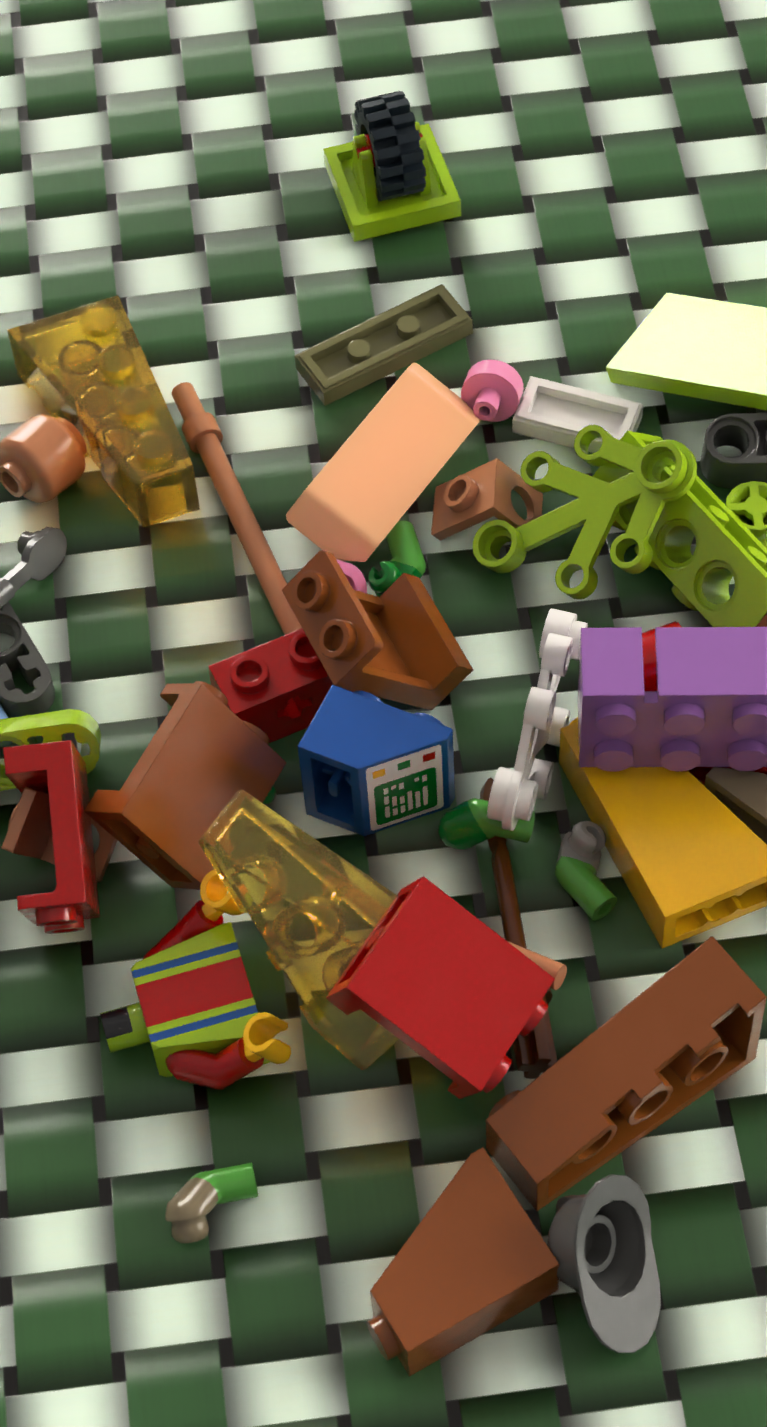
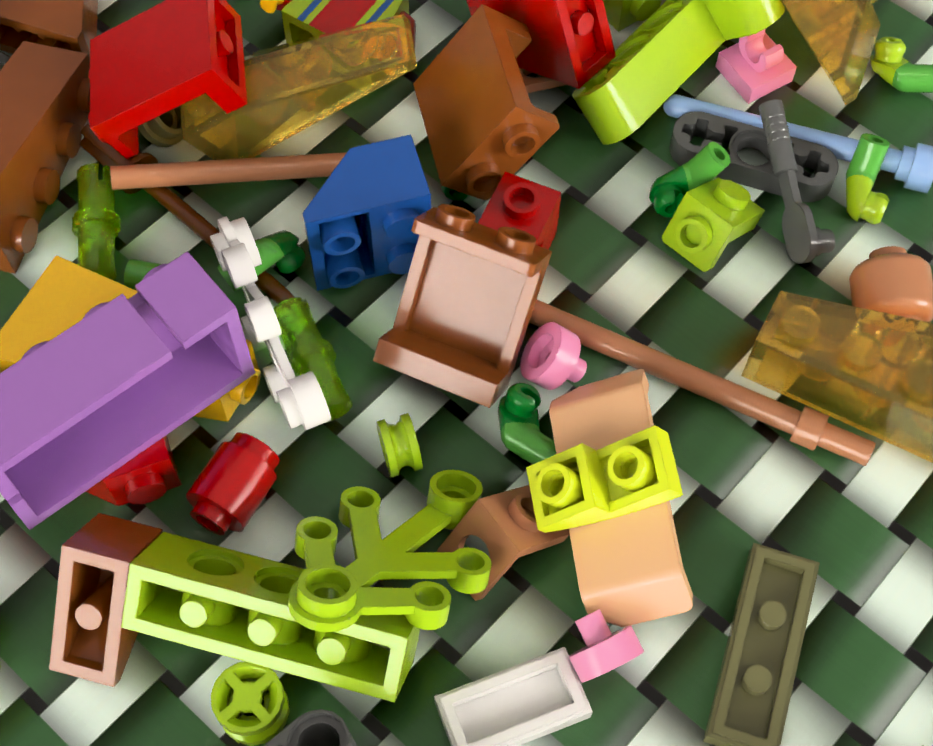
camera: 135 degrees right, 5 degrees up
(73, 657) = (671, 187): none -> arm
(93, 605) = (710, 220): none -> lime bracket
(405, 458) = (604, 483): none -> neon yellow slope
(506, 608) = (399, 445): none -> lime bush
(507, 721) = (311, 353): none -> clear neon green pin
(601, 969) = (96, 221): none -> clear neon green pin

